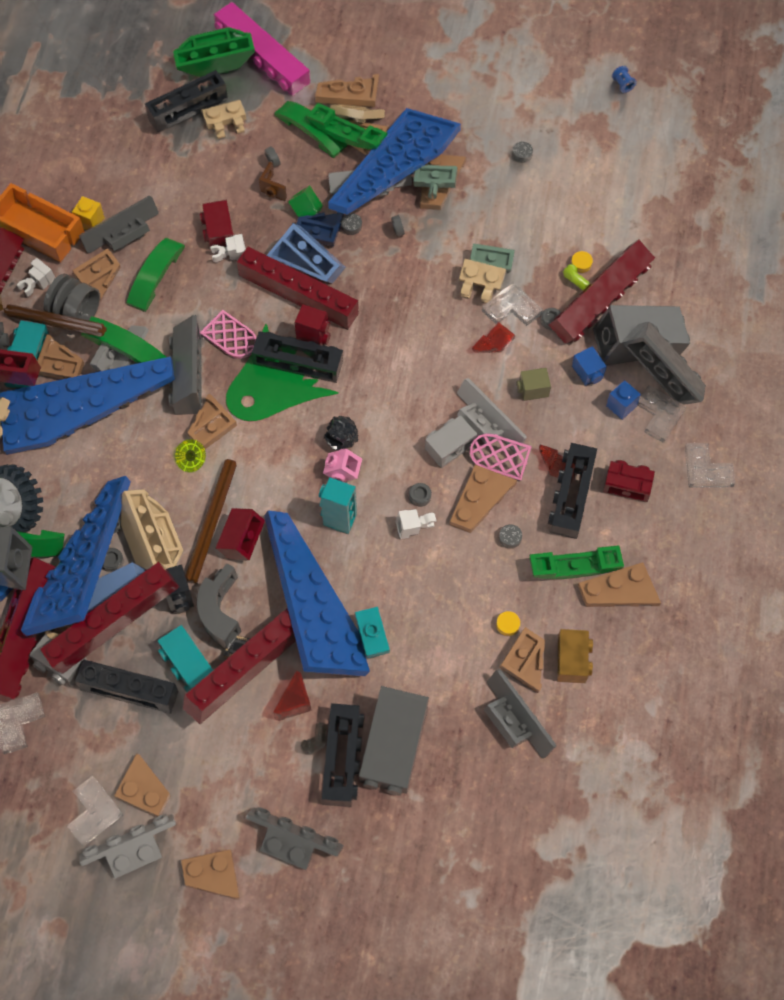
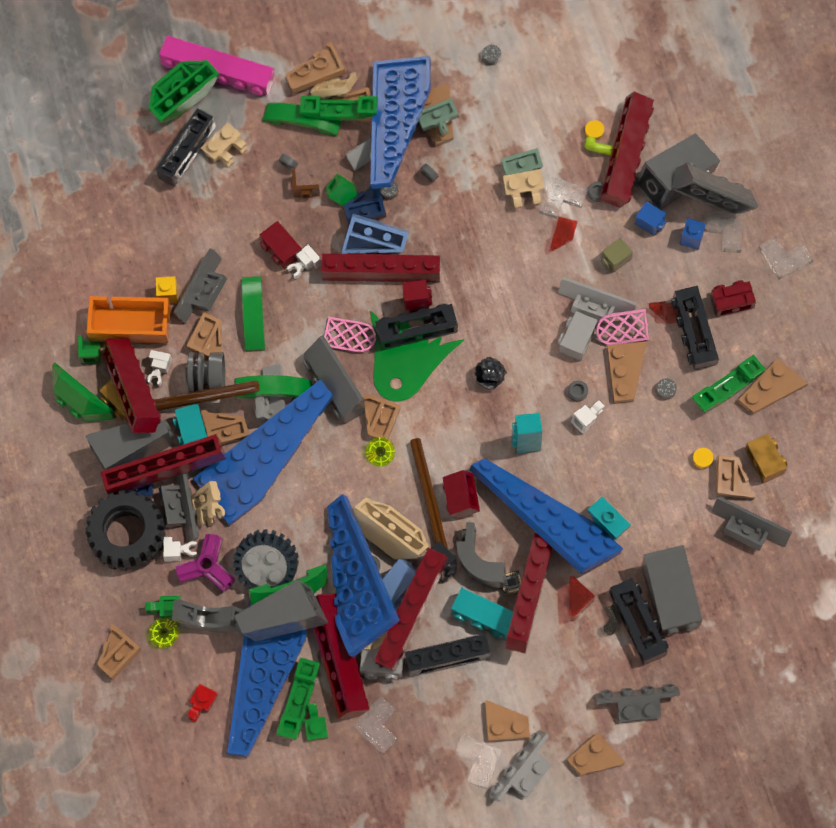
camera: 25 degrees left, 5 degrees up
(342, 465) = (507, 399): bright pink brick -> none

